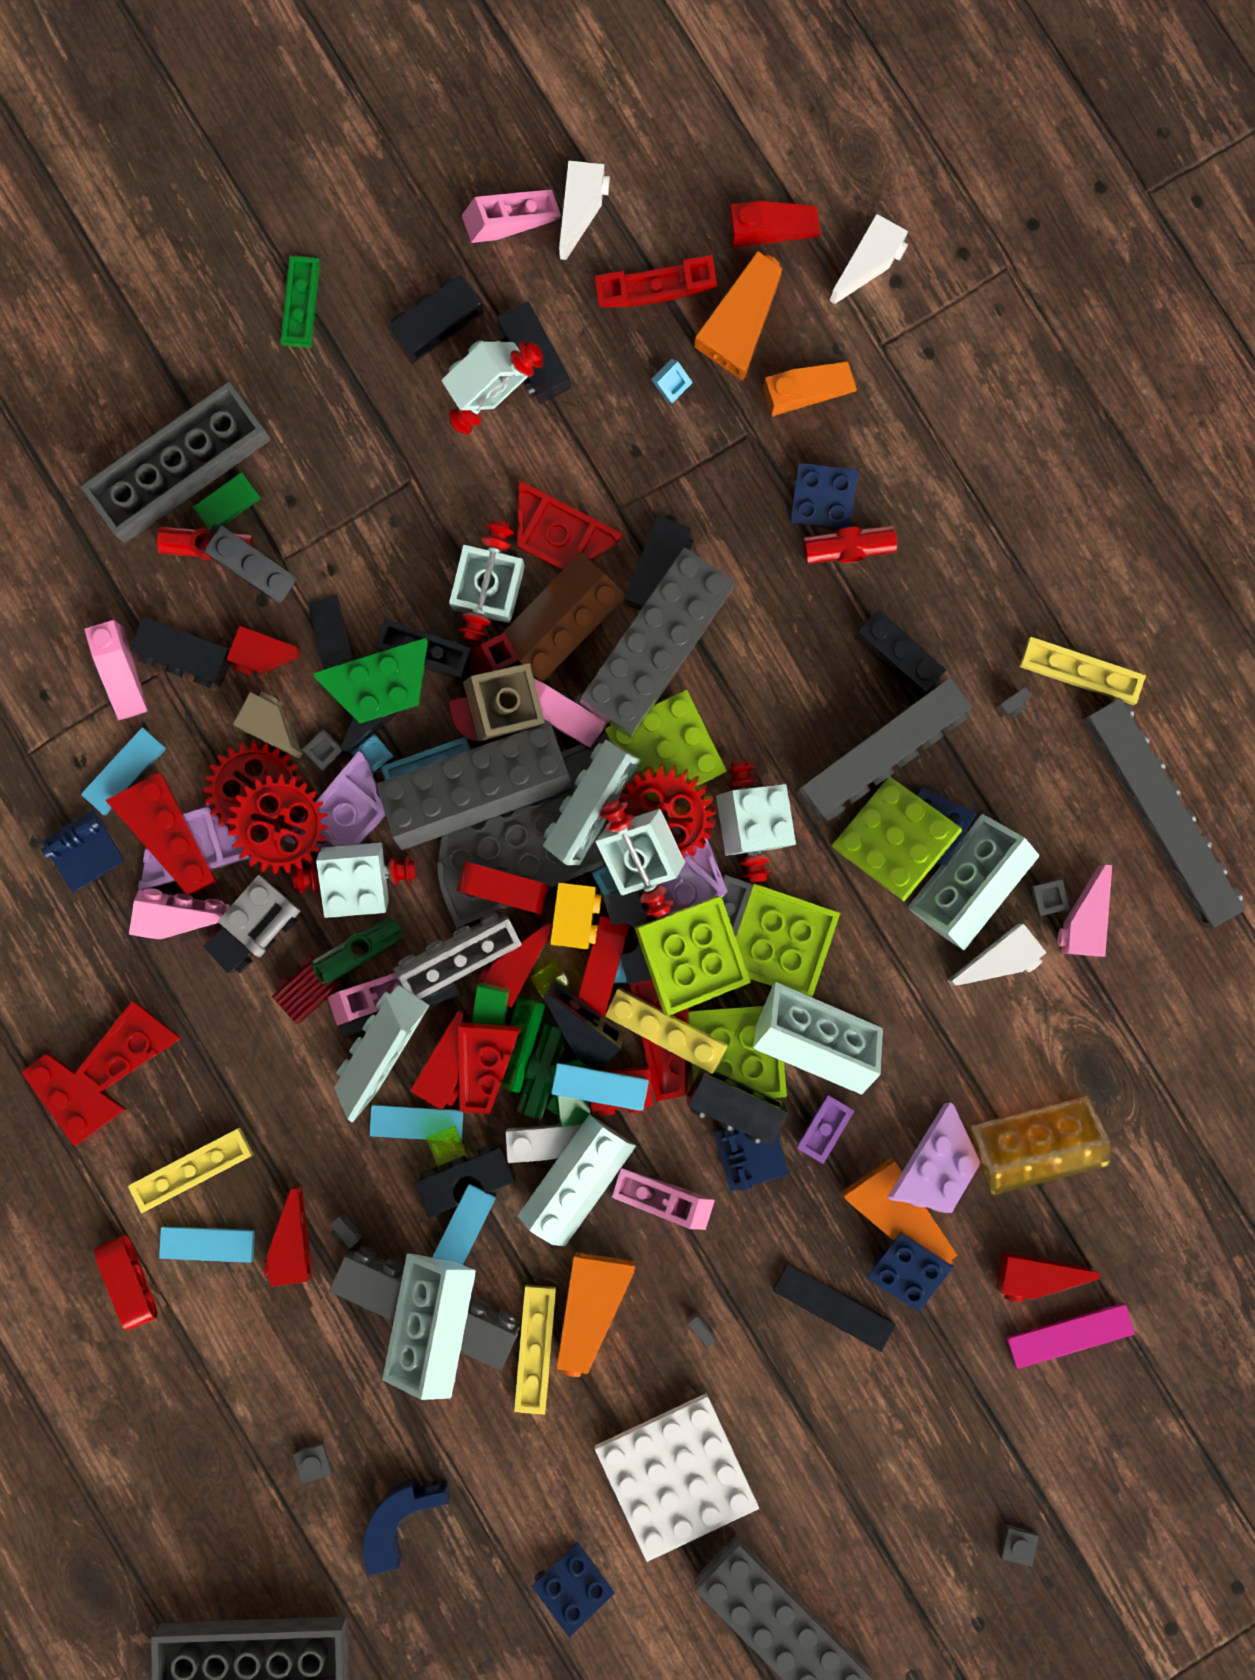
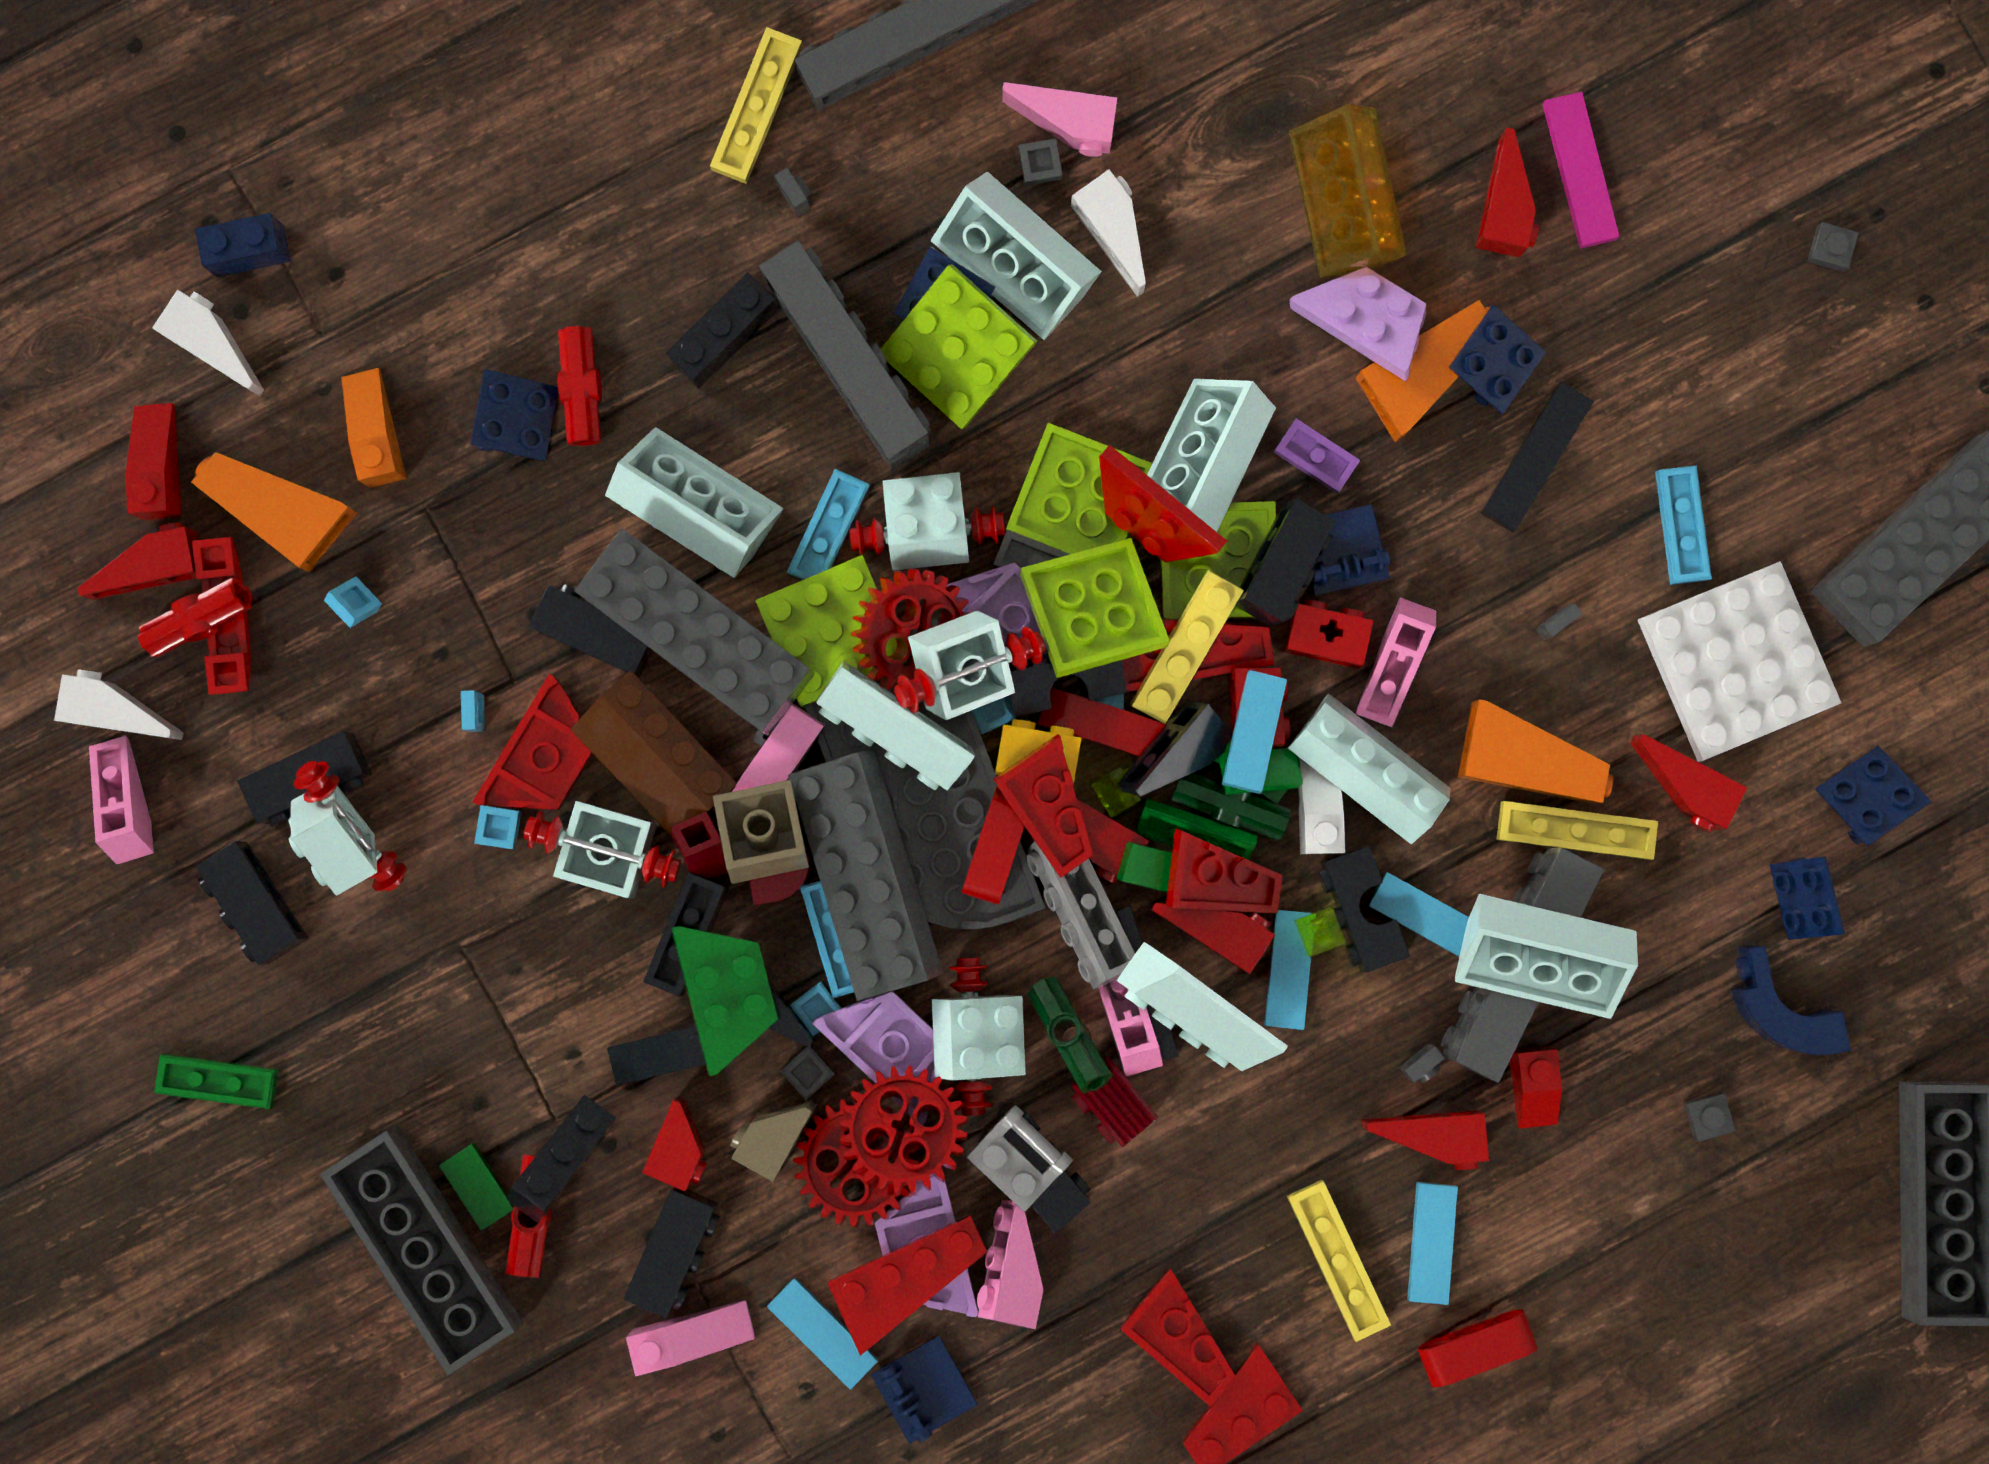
camera: 85 degrees left, 0 degrees up
(332, 1322) = (1536, 1086): none -> red slope
(487, 1537) = (1807, 898): none -> dark blue hinge
(502, 501) = (498, 827): none -> medium azure plate
(533, 923) = (1046, 804): none -> red wing
(572, 1442) = (1693, 787): none -> red slope
(590, 477) = (472, 711): none -> medium azure tile
(653, 261) = (195, 617): none -> red piece
(671, 1159) = (1345, 649): none -> red brick
(693, 222) = (149, 563): none -> red slope
(749, 745) = (829, 525): none -> medium azure tile
(763, 638) = (693, 501): none -> light aqua slope
(769, 997) = (1152, 513): none -> red wing
(785, 1428) = (1683, 525): none -> medium azure tile
(946, 279) = (242, 245): none -> dark blue brick

